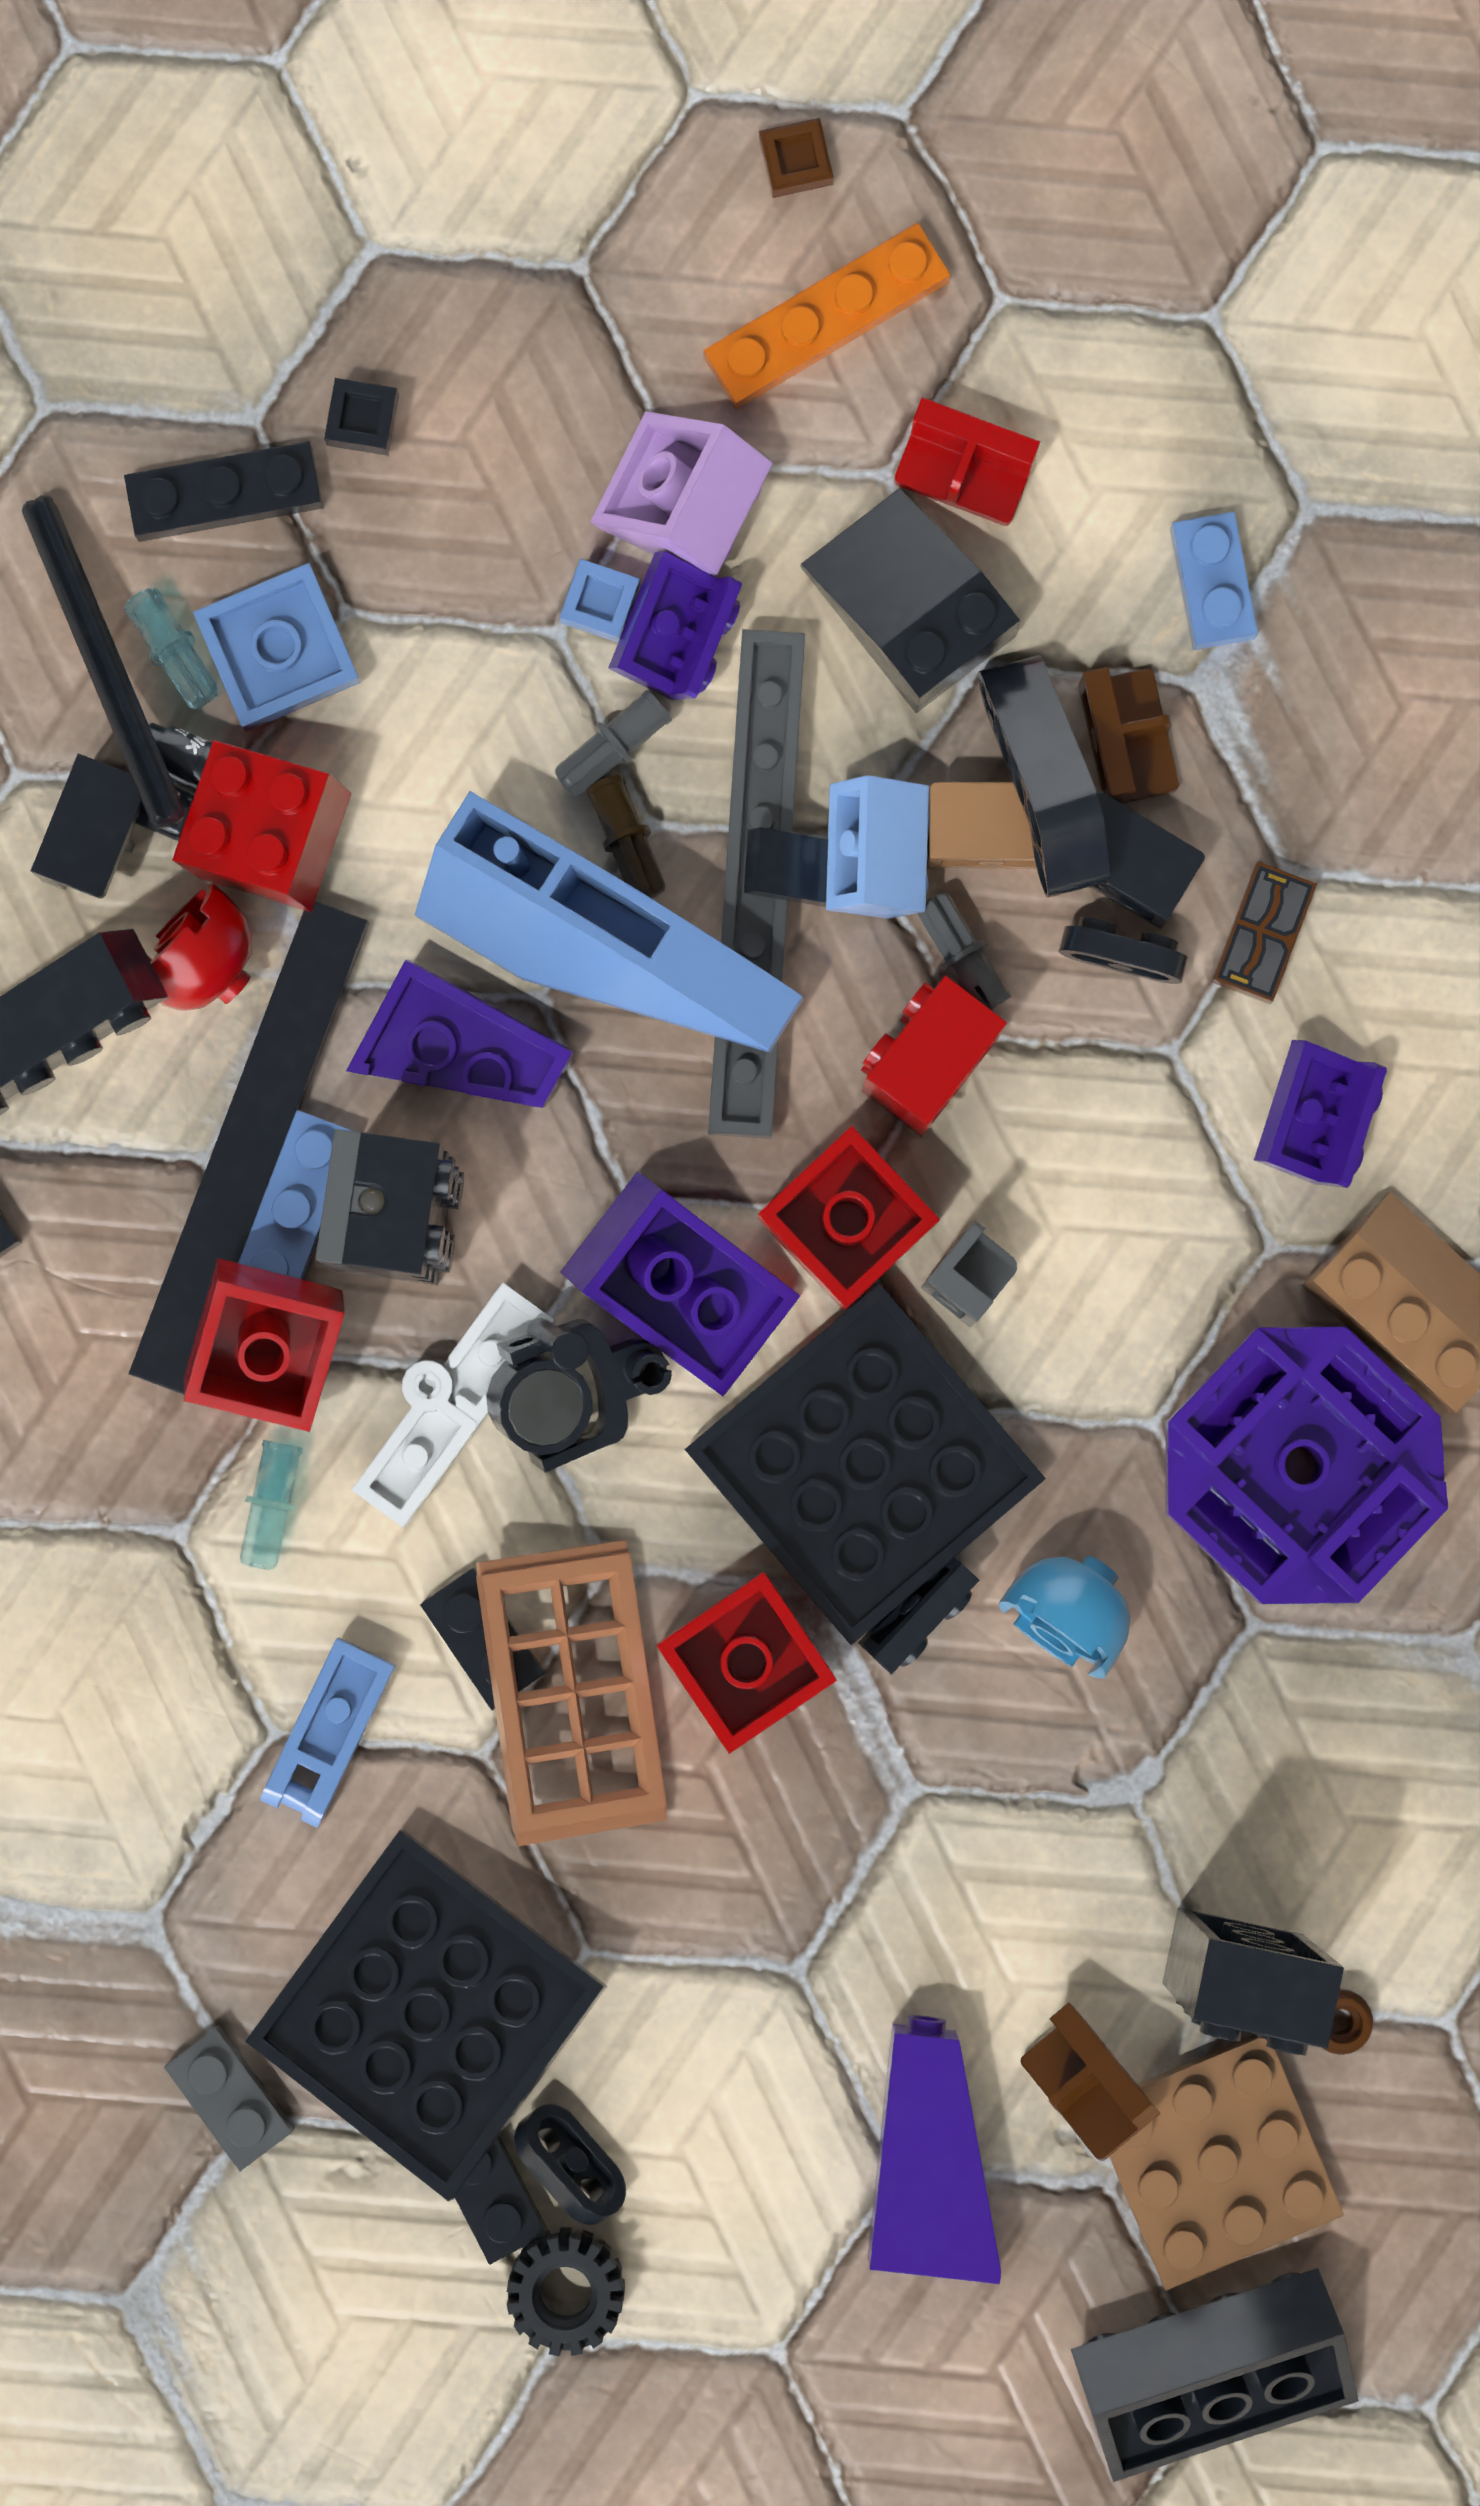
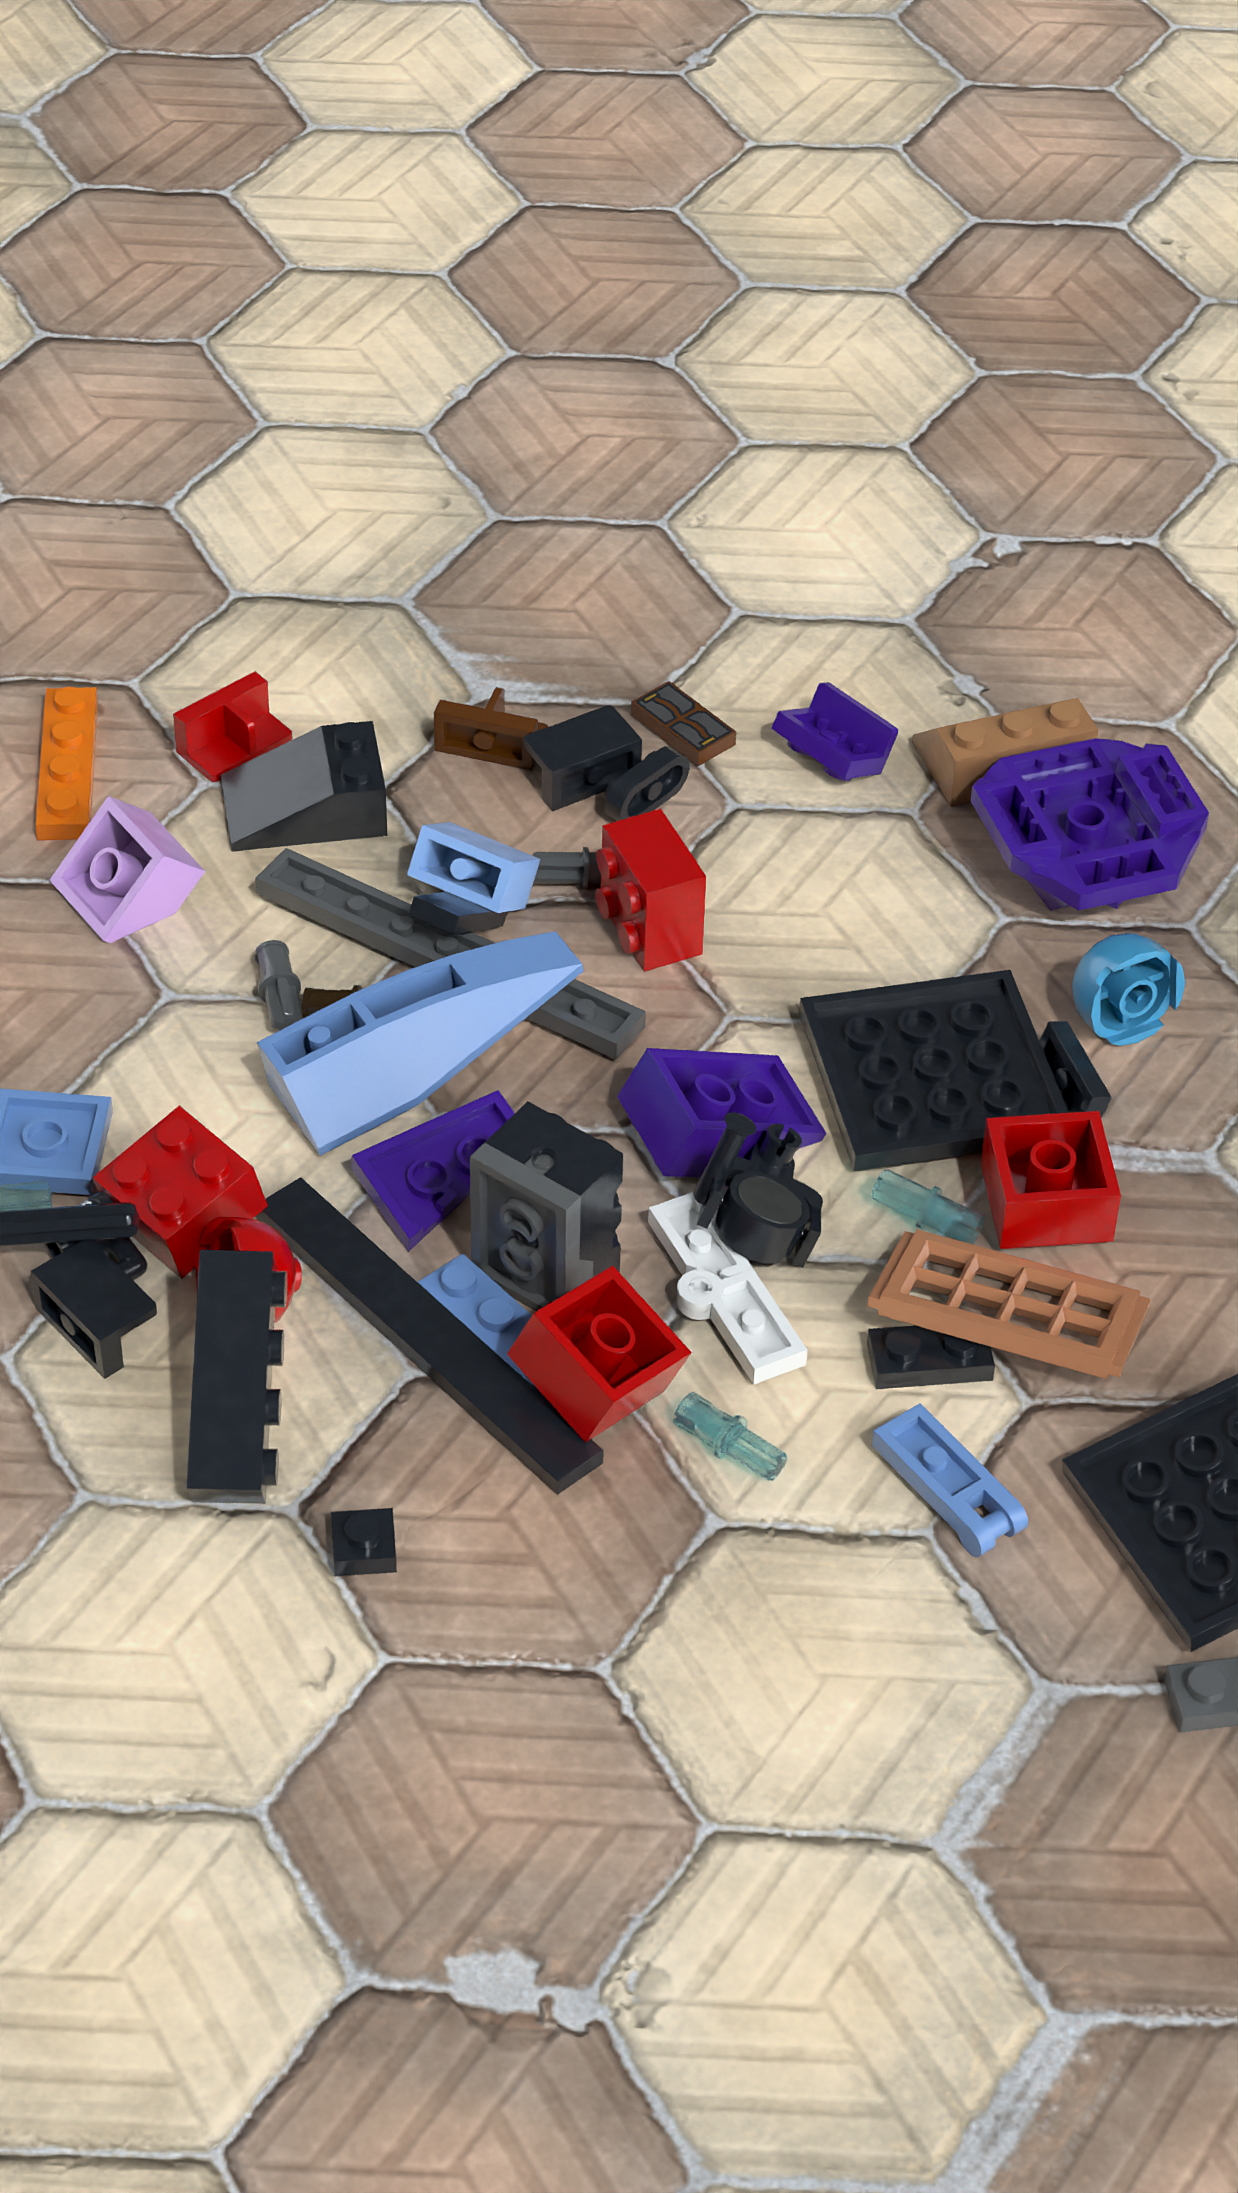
camera: 65 degrees left, 40 degrees down
(599, 600) = (168, 949): medium blue plate -> none
(664, 1551) = (927, 1207): none -> clear light blue axle
(676, 628) = (226, 911): dark purple bracket -> none
(848, 1218) = (740, 987): red brick -> none
(971, 1275) = (829, 940): dark grey panel -> none
(978, 827) = (509, 802): medium nougat panel -> none
(1047, 775) = (519, 724): black beam -> none
(1213, 581) = (417, 654): medium blue plate -> none

